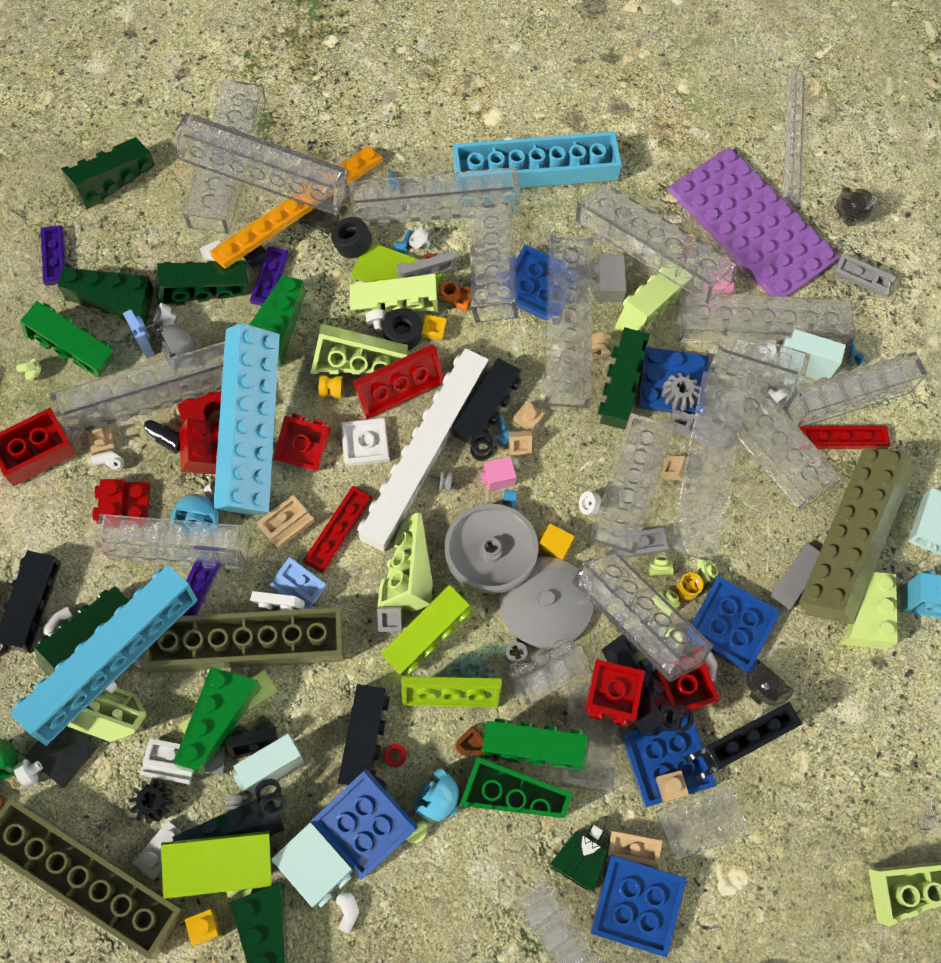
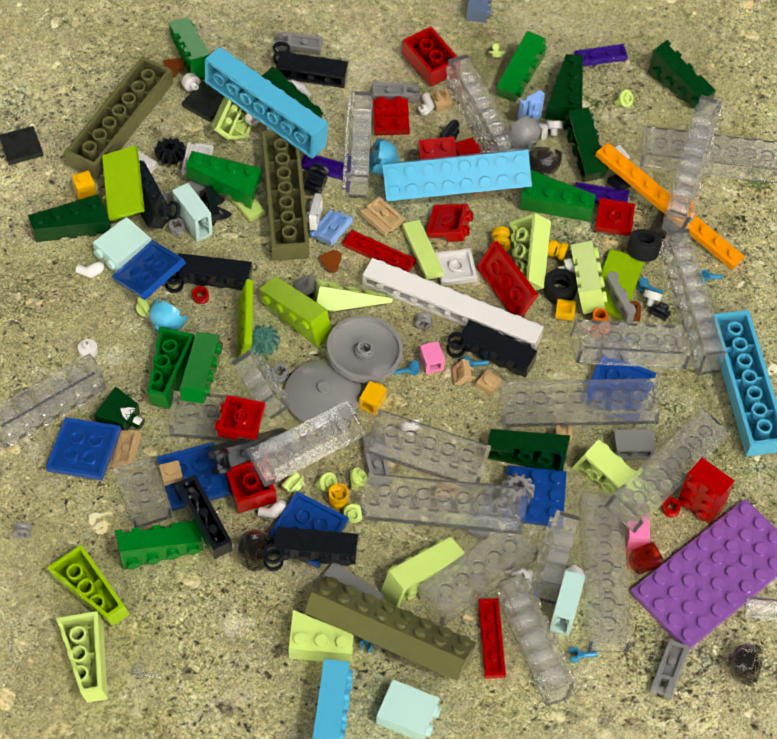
camera: 90 degrees right, 10 degrees down
(81, 498) = (391, 90): none -> light grey hinge
(128, 236) = (625, 99): none -> yellowish green plate
(218, 324) = (545, 161): none -> clear smoke cylinder
(223, 597) = (316, 178): none -> black gear
(289, 786) = (177, 232): none -> light grey bush
(306, 263) = (615, 217): none -> red plate
(340, 476) = (422, 249): none -> yellowish green tile
(349, 587) = (331, 261): none -> dark orange tile
(352, 322) = (561, 250): none -> yellow wheel
(436, 234) = (660, 310): none -> black plate
(471, 914) = (87, 346): none -> white tile
(684, 202) = (705, 490): none -> red brick
(747, 280) = (645, 558): none -> clear red brick
(766, 616) = (311, 546): none -> black hinge
(770, 802) = (158, 544): none -> green wedge
(783, 499) = (403, 579): none -> yellowish green wedge
(833, 885) = (84, 579): none -> lime wedge

